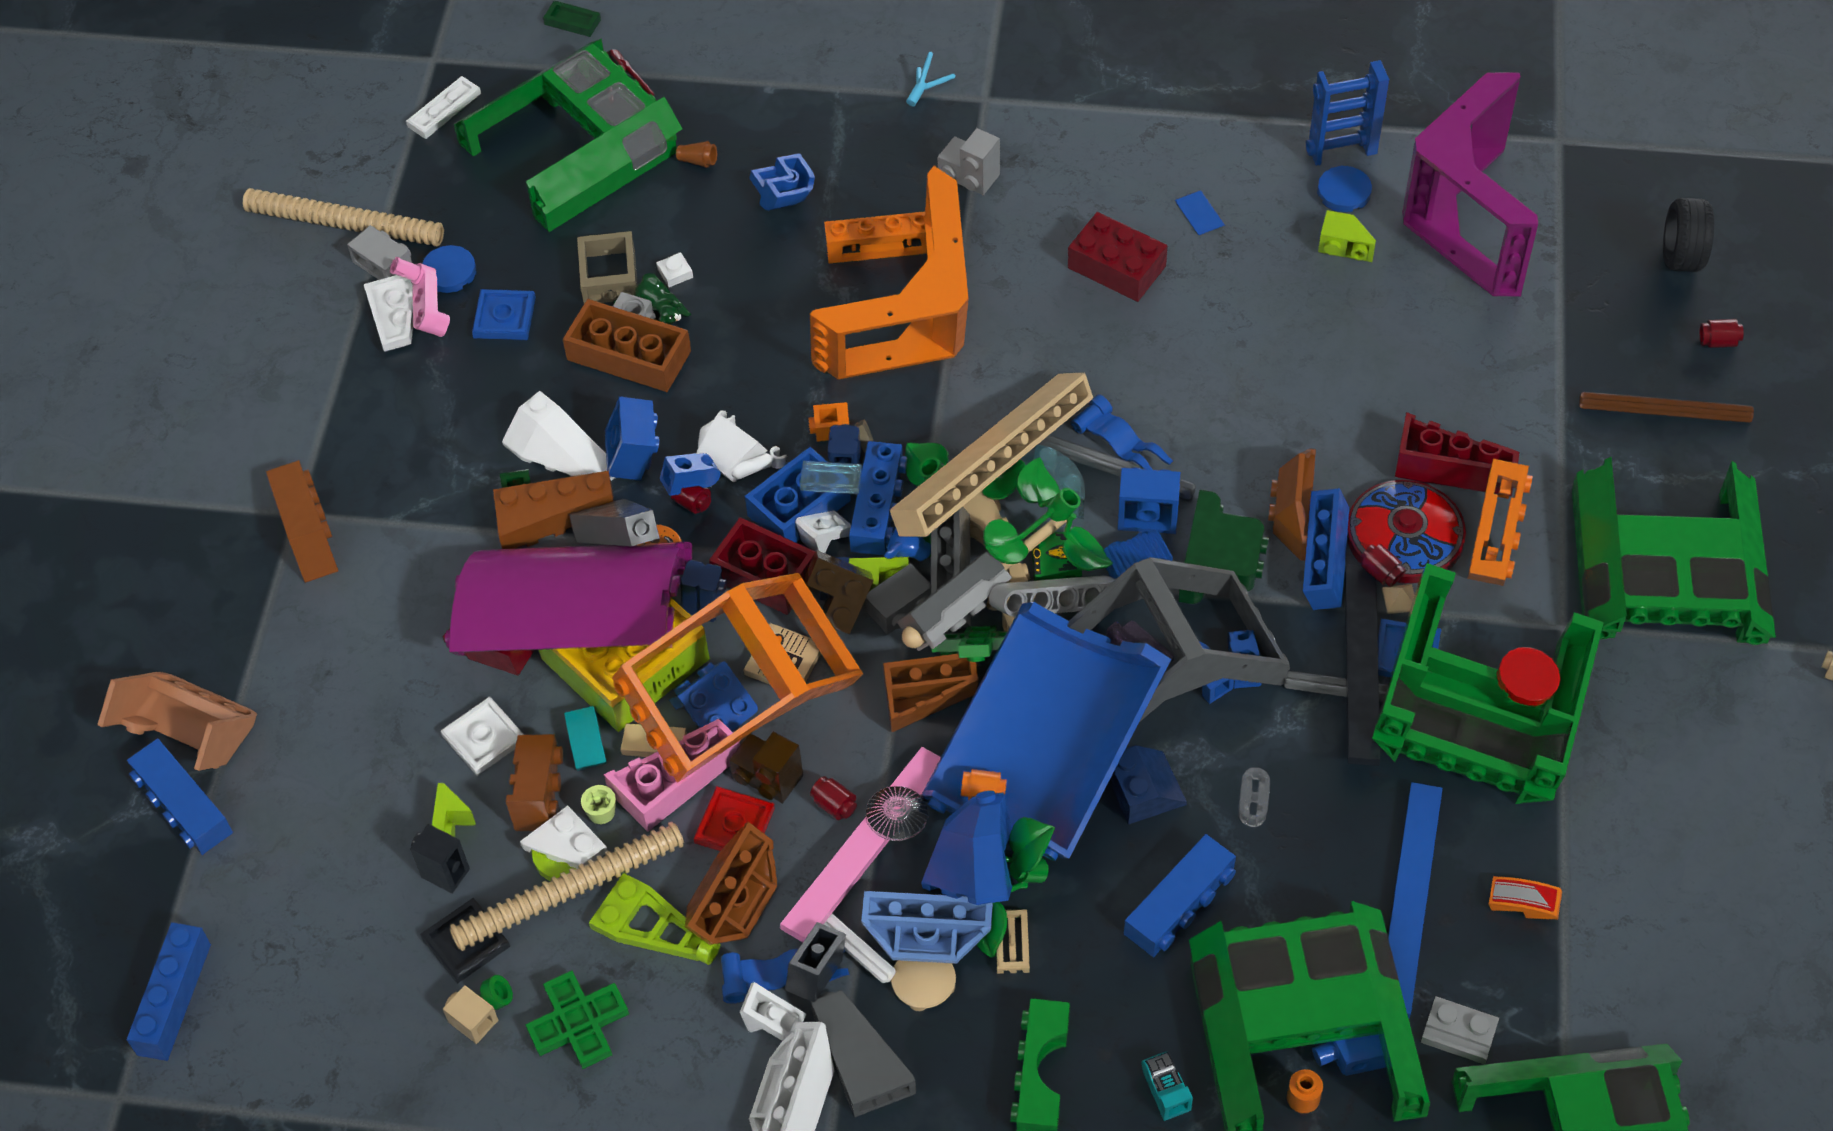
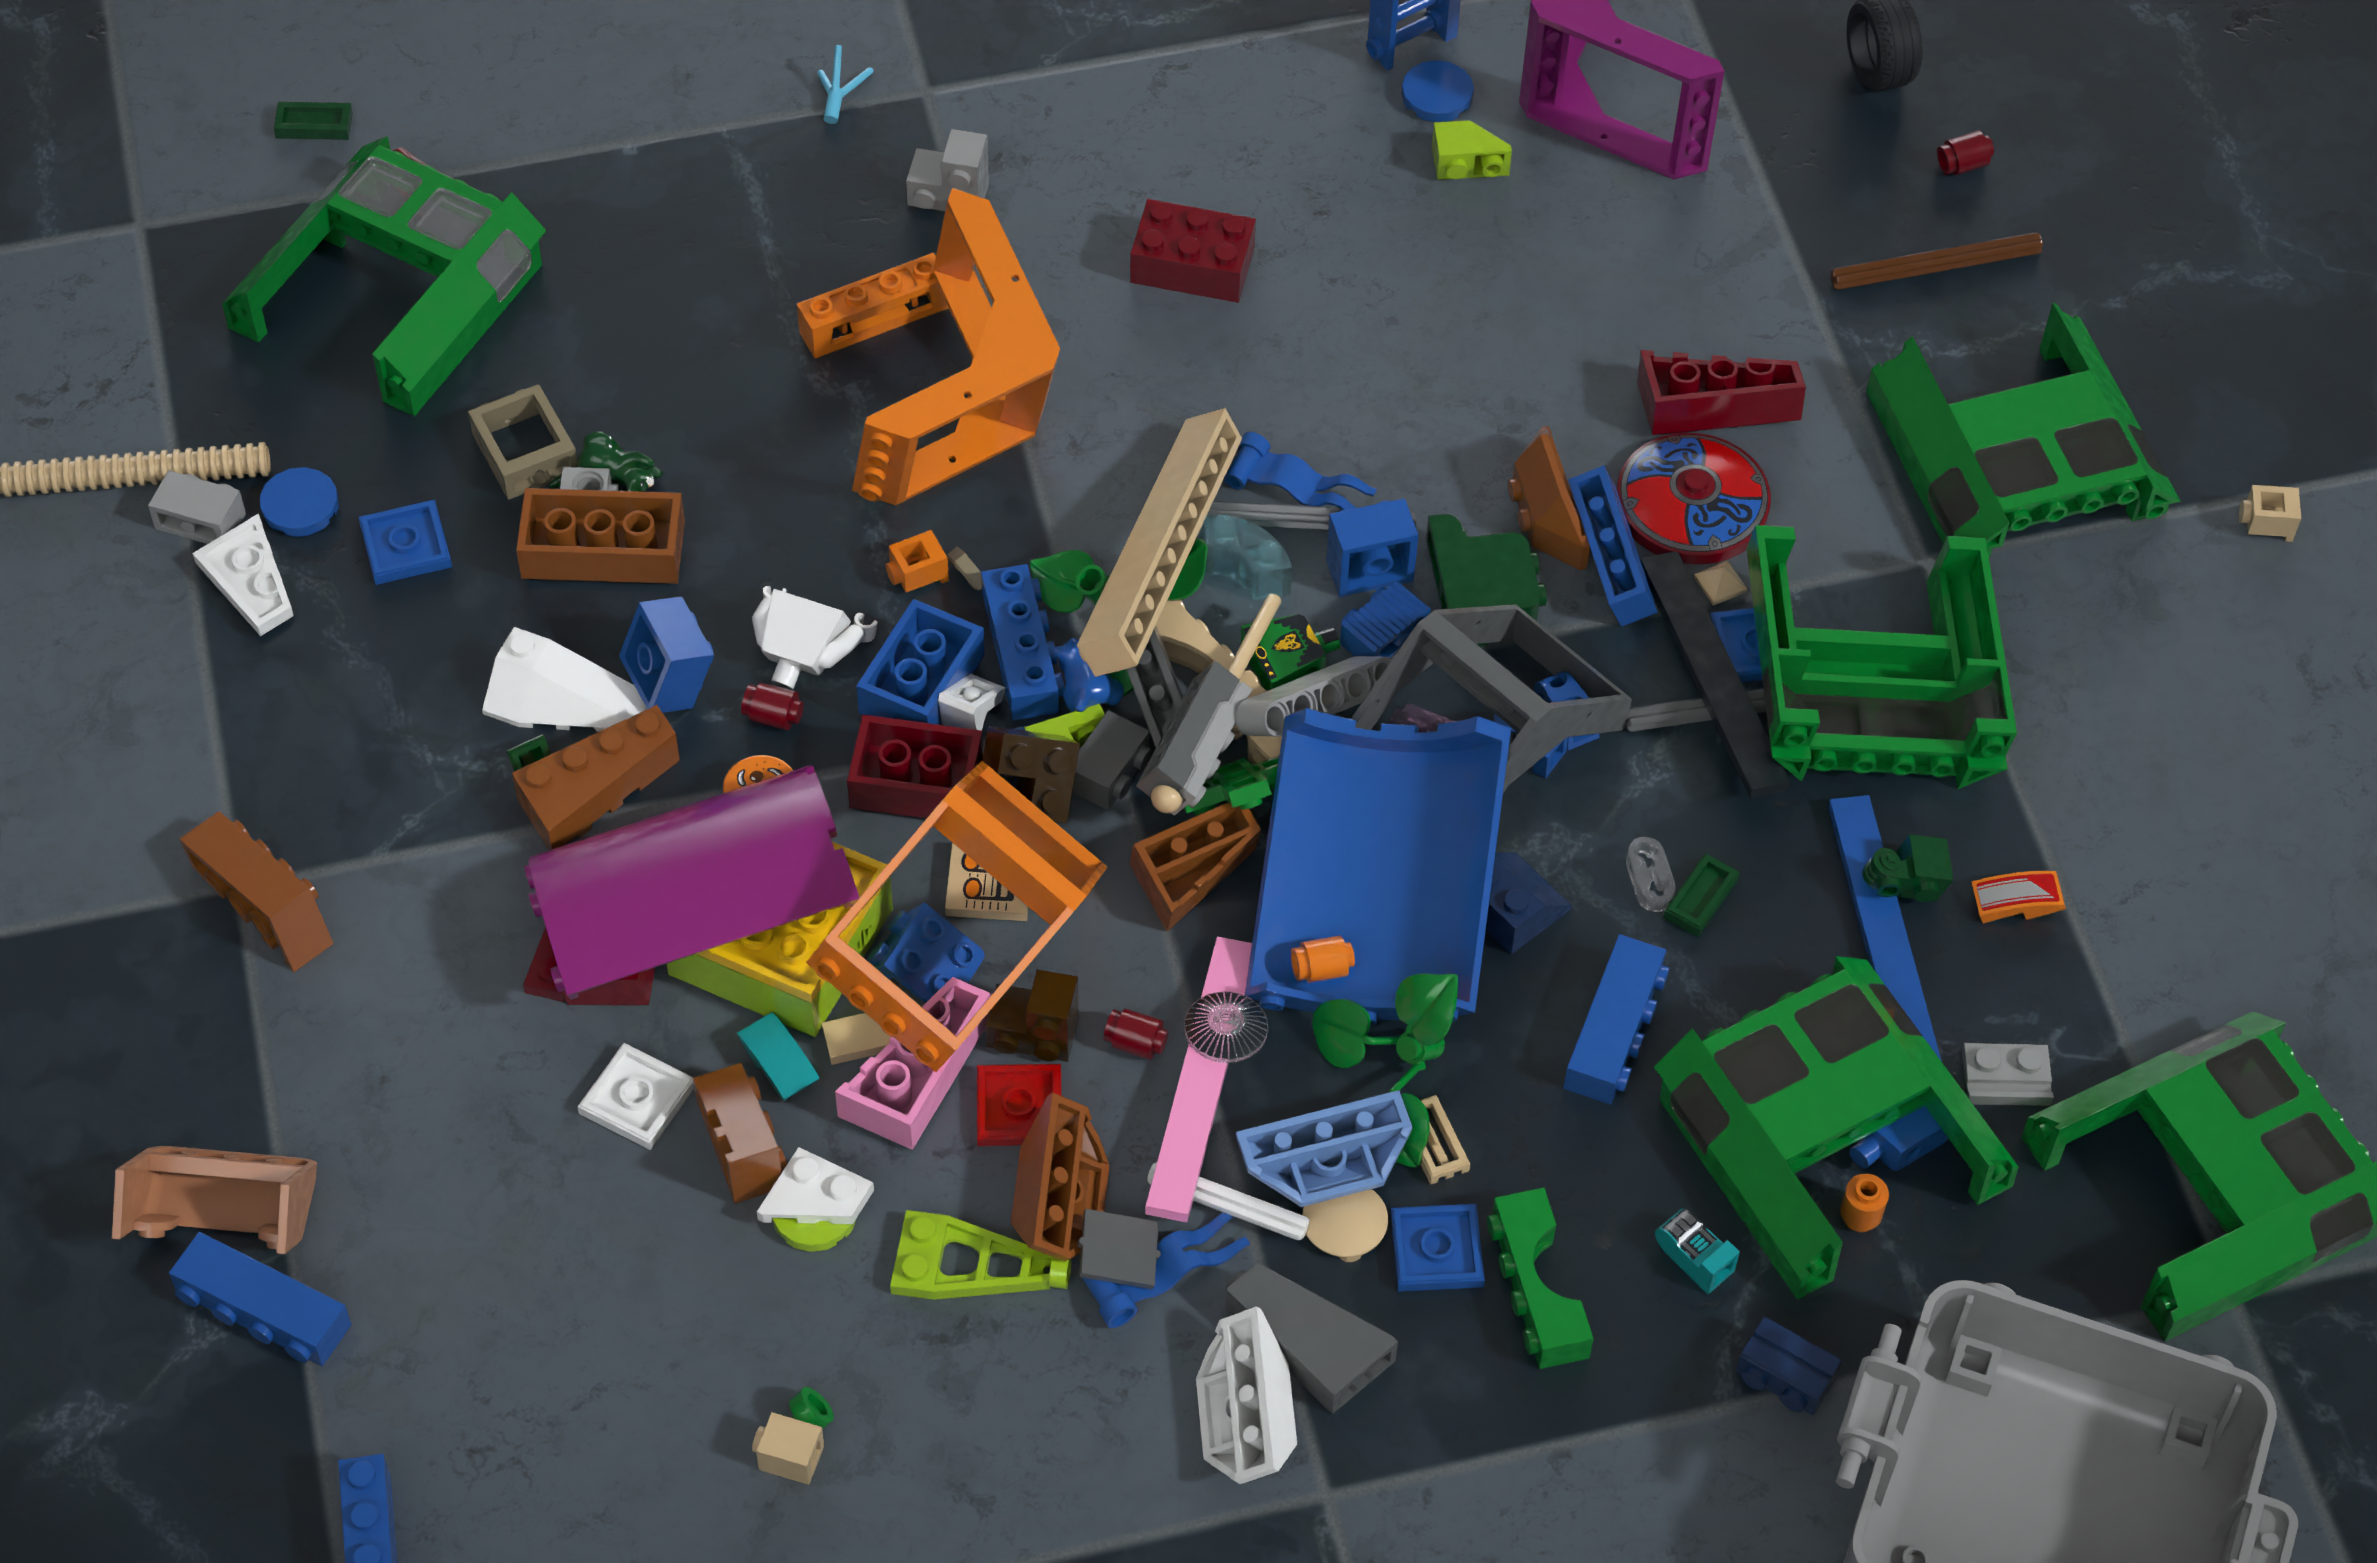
camera: 25 degrees left, 0 degrees up
(425, 305) = (289, 546): bright pink beam -> none
(439, 858) = (661, 1265): black brick -> none
(443, 107) = (187, 286): white tile -> none
(450, 811) = (643, 1205): lime slope -> none
(457, 962) = (735, 1360): black tile -> none
(566, 886) = (844, 1248): tan piece -> none
(577, 1019) = (931, 1409): green plate -> none
(599, 804) = (838, 1132): yellowish green hat -> none
(615, 524) = (704, 769): dark grey slope -> none
(674, 269) = (613, 419): white plate -> none
(688, 471) = (767, 676): blue leg -> none
(699, 153) = (577, 258): dark orange cone -> none
(701, 586) = (858, 817): dark blue brick -> none
(751, 948) = (1118, 1249): none -> dark grey piece
(769, 1012) = (1179, 1321): white slope -> none
(784, 183) = (714, 267): blue brick -> none
(815, 962) = (1213, 1238): black brick -> none
(830, 477) = (961, 629): clear light blue tile -> none
(844, 444) = (960, 589): dark blue brick -> none
(971, 852) = (1353, 1042): blue brick -> none
(980, 1021) = (1437, 1247): none -> blue tile
(1039, 487) = (1283, 582): green plant -> none
(1199, 212) = (1267, 168): blue sticker -> none
(1286, 823) = (1701, 895): none -> dark green tile
(1382, 565) = (1689, 546): dark red brick -> none
(1453, 858) = (1915, 871): none -> dark green brick
(1509, 476) = (1803, 393): orange brick -> none
(1528, 676) = (1921, 629): red tile -> none

